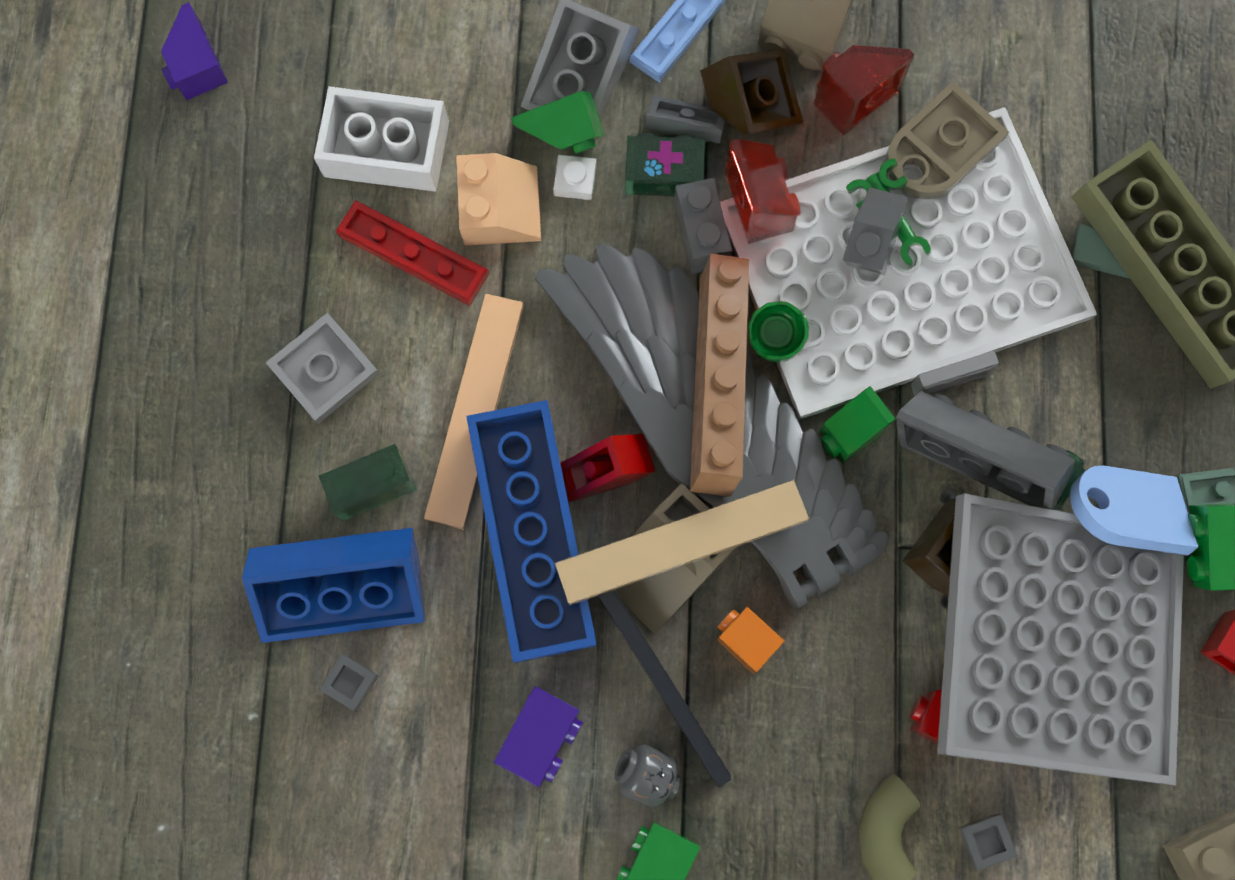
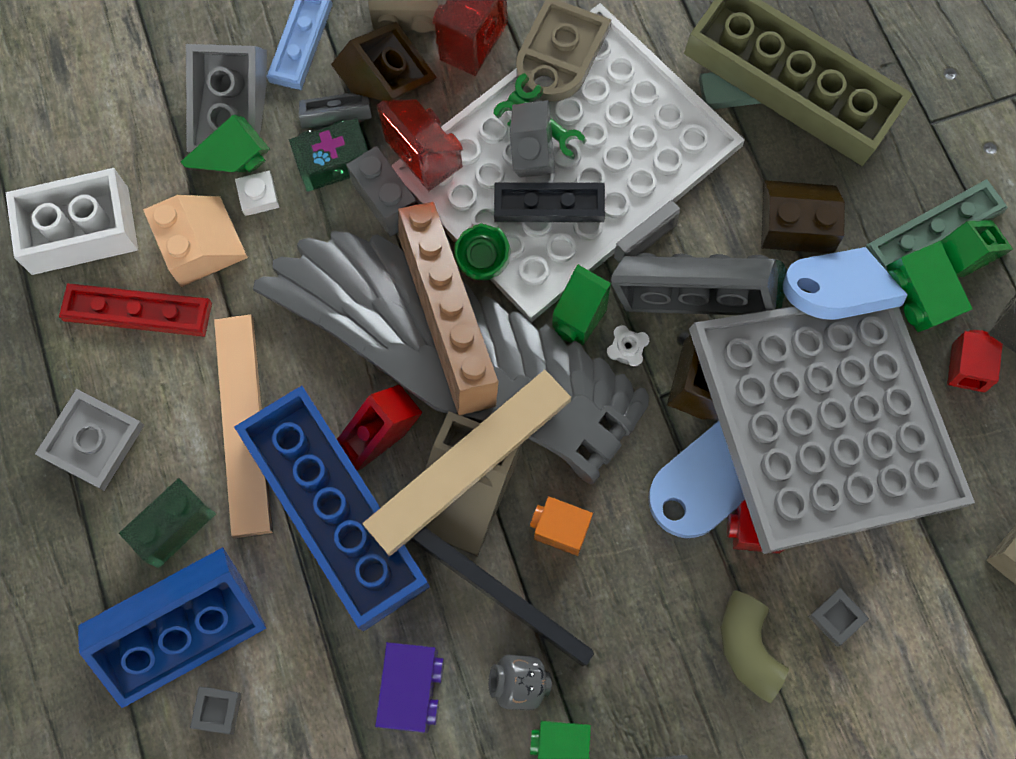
camera: 20 degrees left, 5 degrees down
(867, 304) = (549, 202): none -> black plate
(876, 486) = (628, 356): none -> white plate
(906, 653) = (702, 482): none -> light blue tile
(1123, 418) = (802, 217): none -> dark brown slope

